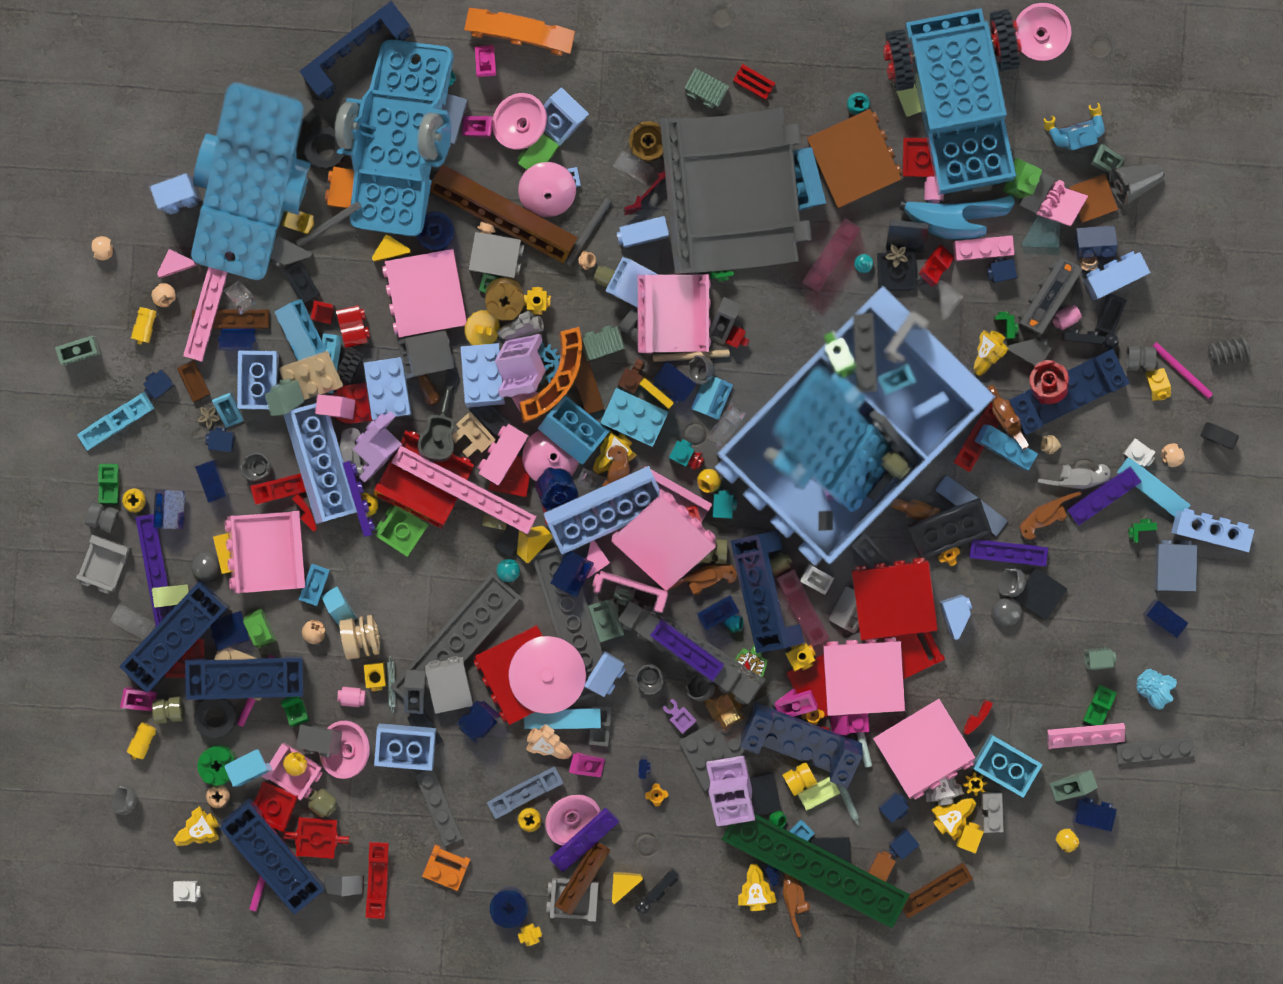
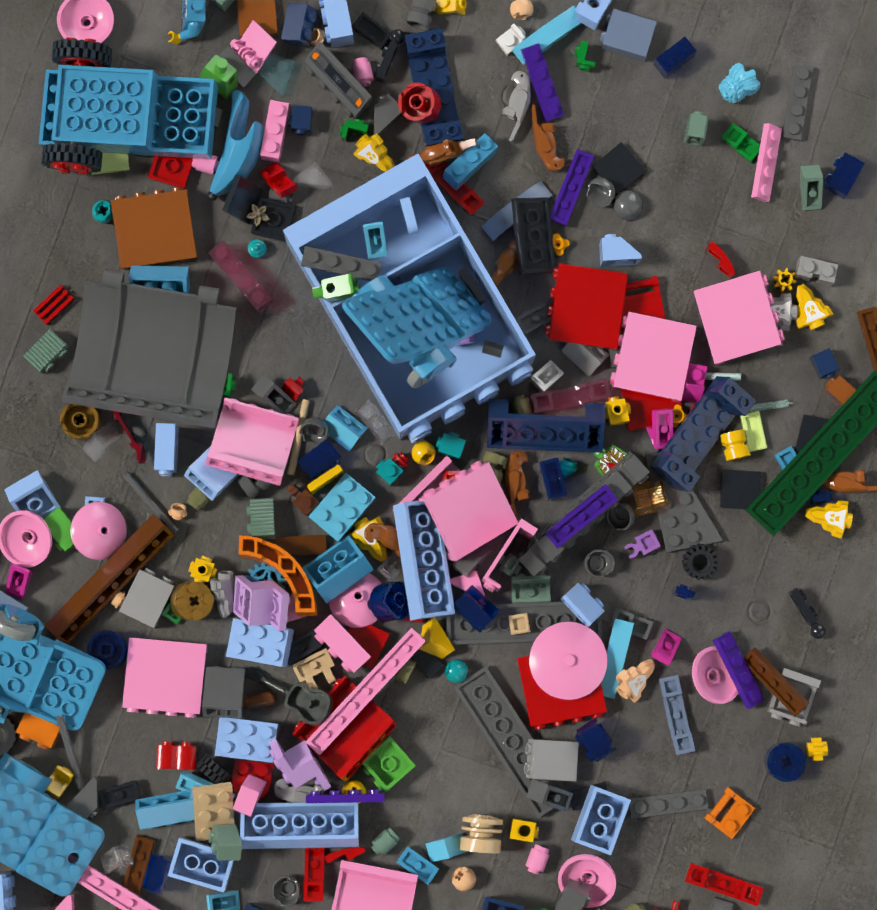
camera: 75 degrees left, 5 degrees down
(322, 312) = (154, 782): red panel -> none
(327, 547) = (385, 842): none -> sand green brick
(389, 249) = (112, 699): yellow slope -> none
(391, 680) = (536, 819): light aqua piece -> none
(481, 328) = (214, 631): yellow piece -> none
(532, 826) = (712, 718): yellow piece -> none
(569, 618) = (519, 623): none -> tan tile
(614, 554) = (470, 561): none -> dark grey slope
(623, 884) = (791, 643): yellow slope -> none
(661, 794) = (718, 588): light orange plate -> none
(667, 780) = (697, 550): none -> black tyre
(730, 791) = (729, 514): lavender bracket -> none
(778, 818) = (767, 476): green plate -> none
(891, 435) = (431, 261): dark grey plate -> none
(894, 807) = (786, 362): dark blue brick -> none
(895, 464) = (457, 267): olive brick -> none
(911, 319) = (322, 210): light grey panel -> none
(970, 837) = (834, 298): yellow brick -> none
(1006, 765) = (775, 244): medium azure brick -> none
(1049, 444) = (479, 121): tan plate -> none
(1067, 840) = (862, 207): yellow piece -> none

